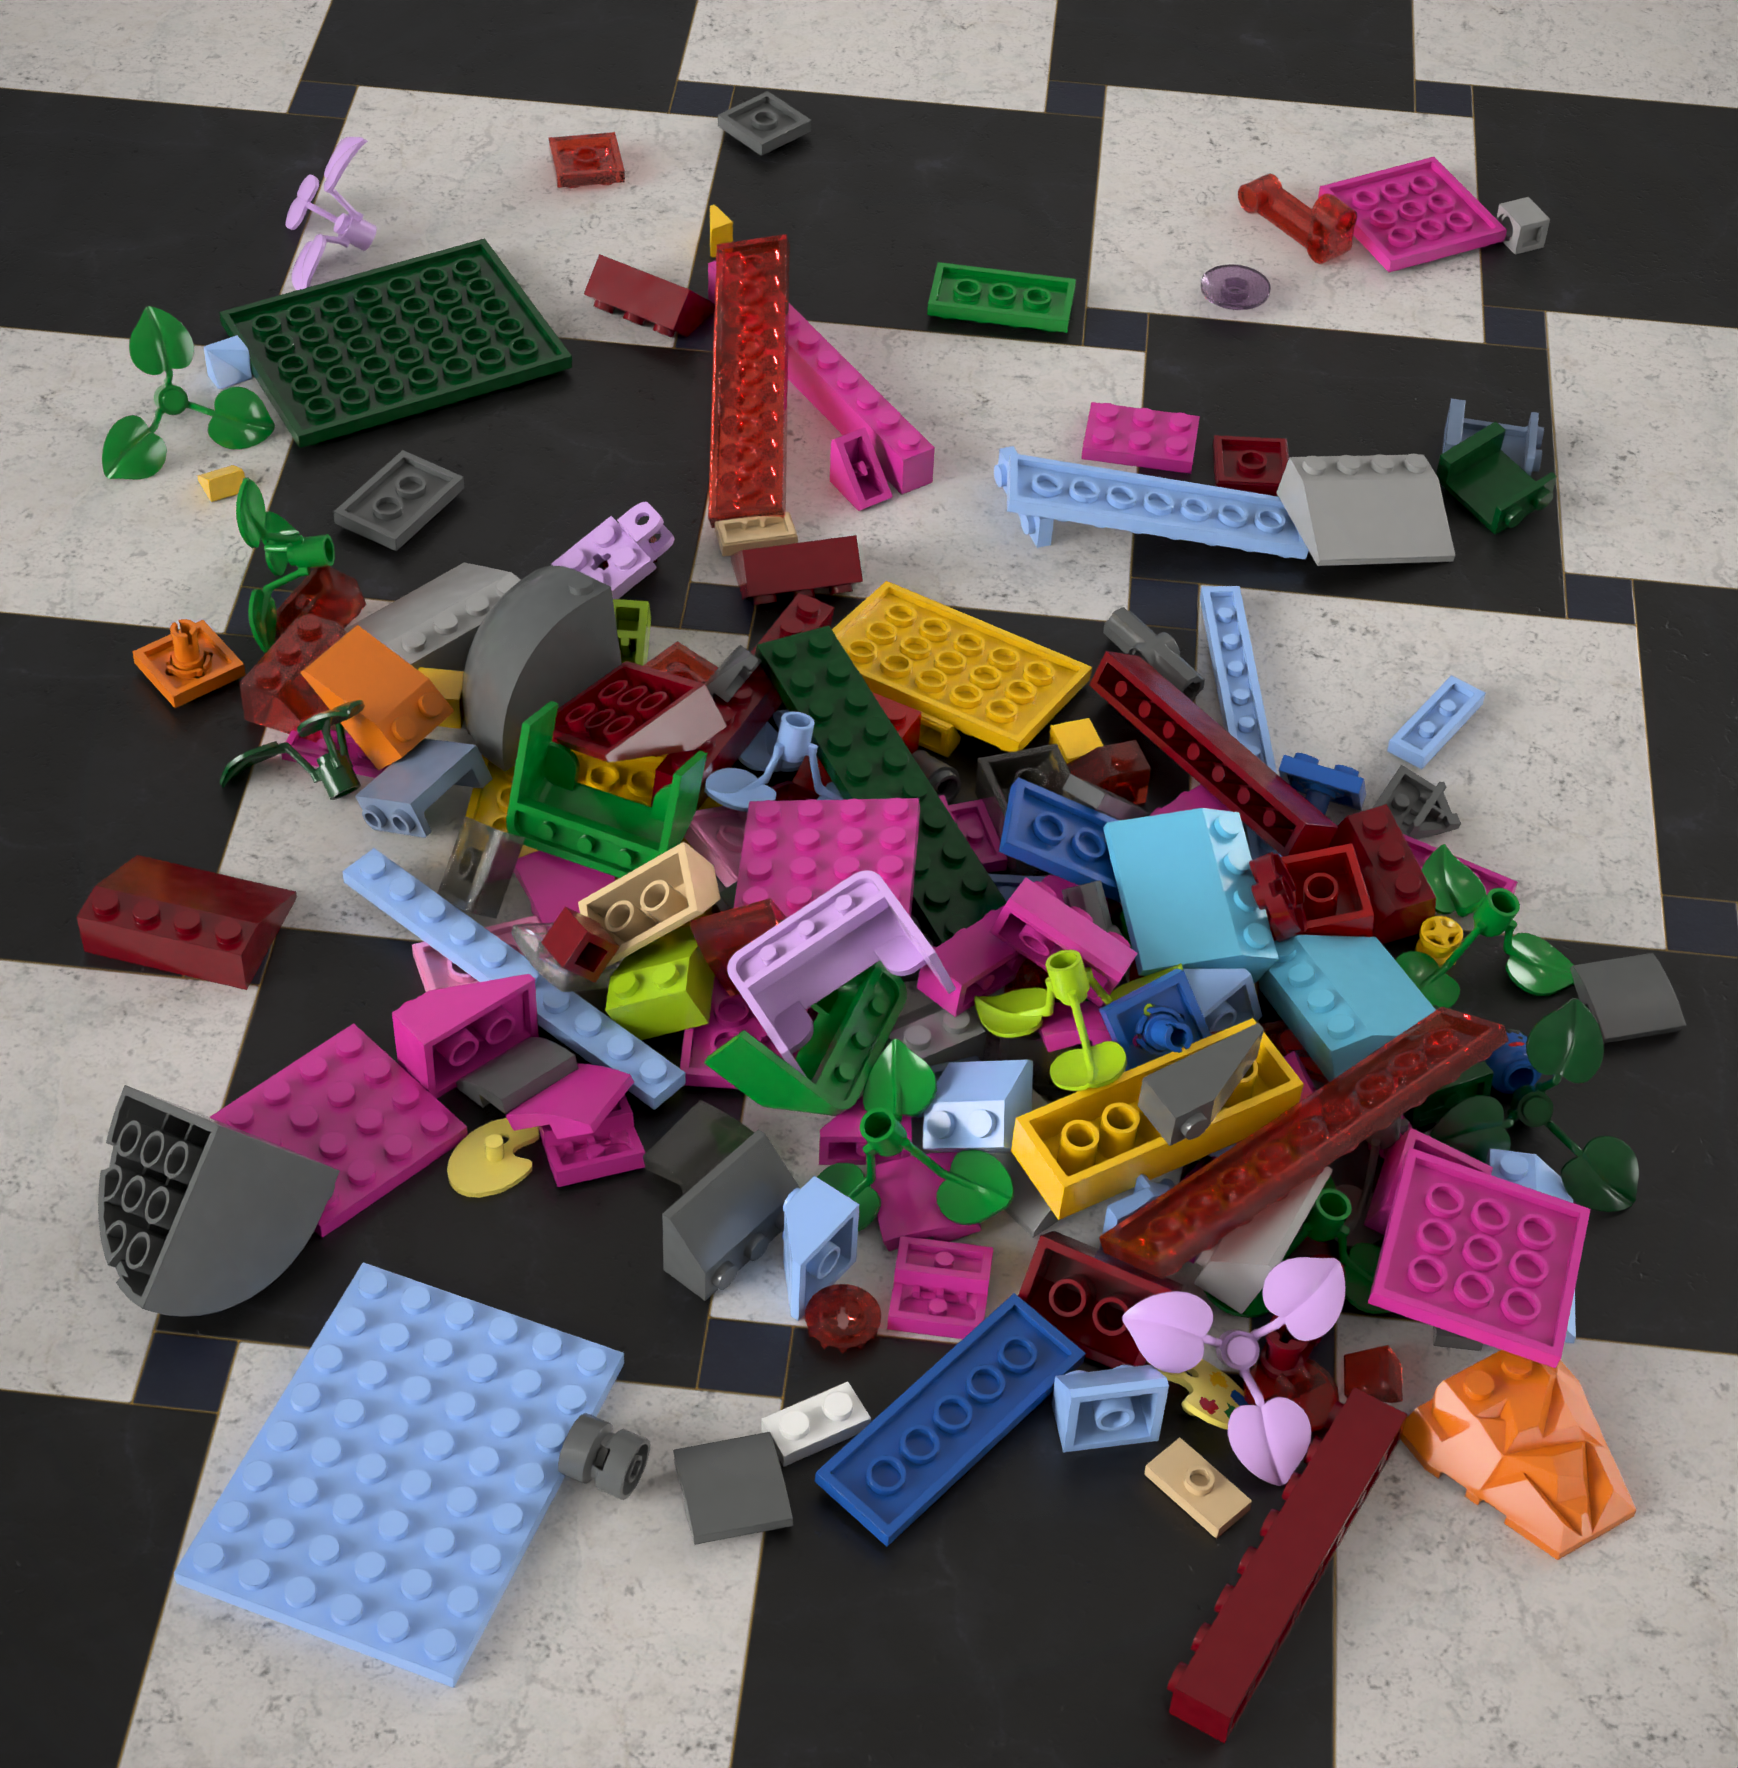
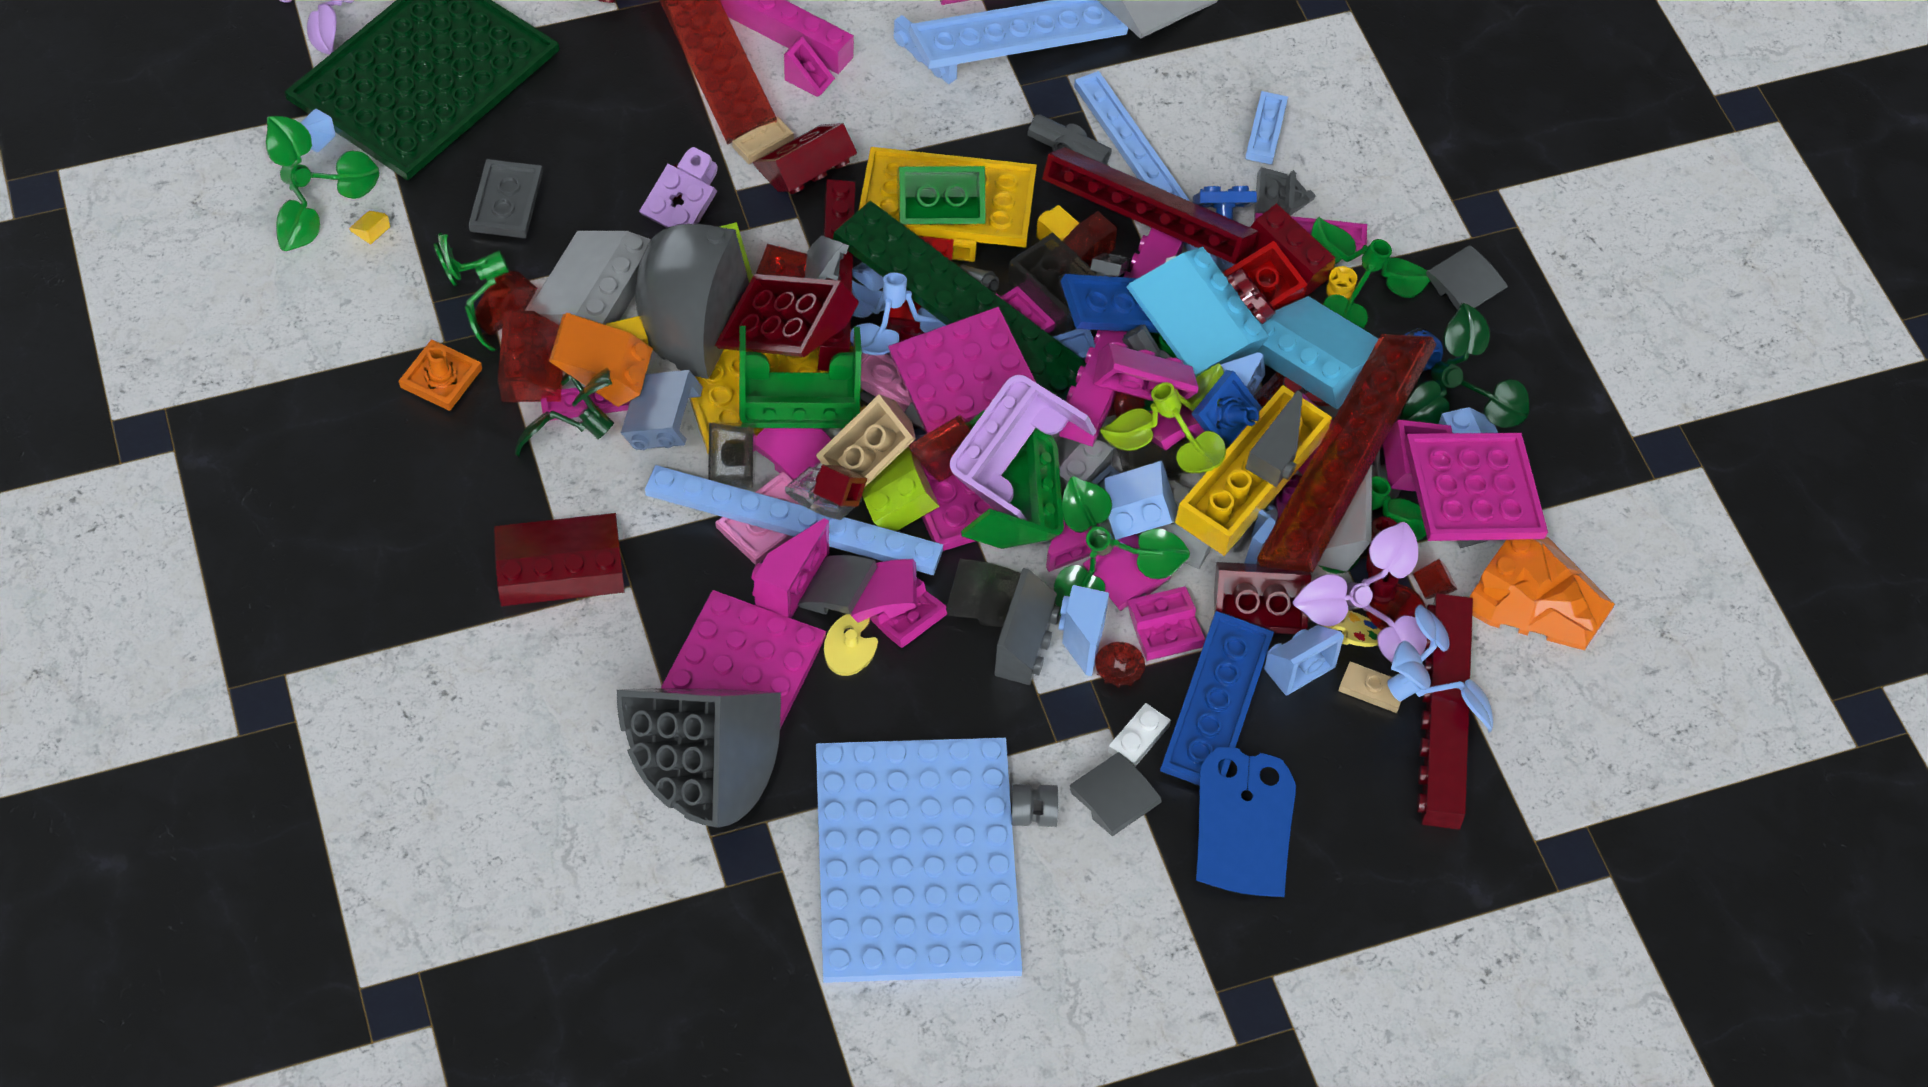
camera: 25 degrees left, 10 degrees up
(879, 1627) = (1239, 840): none -> blue piece
(933, 652) = (941, 195): none -> green slope
(1244, 1487) = (1415, 678): none -> light blue plant

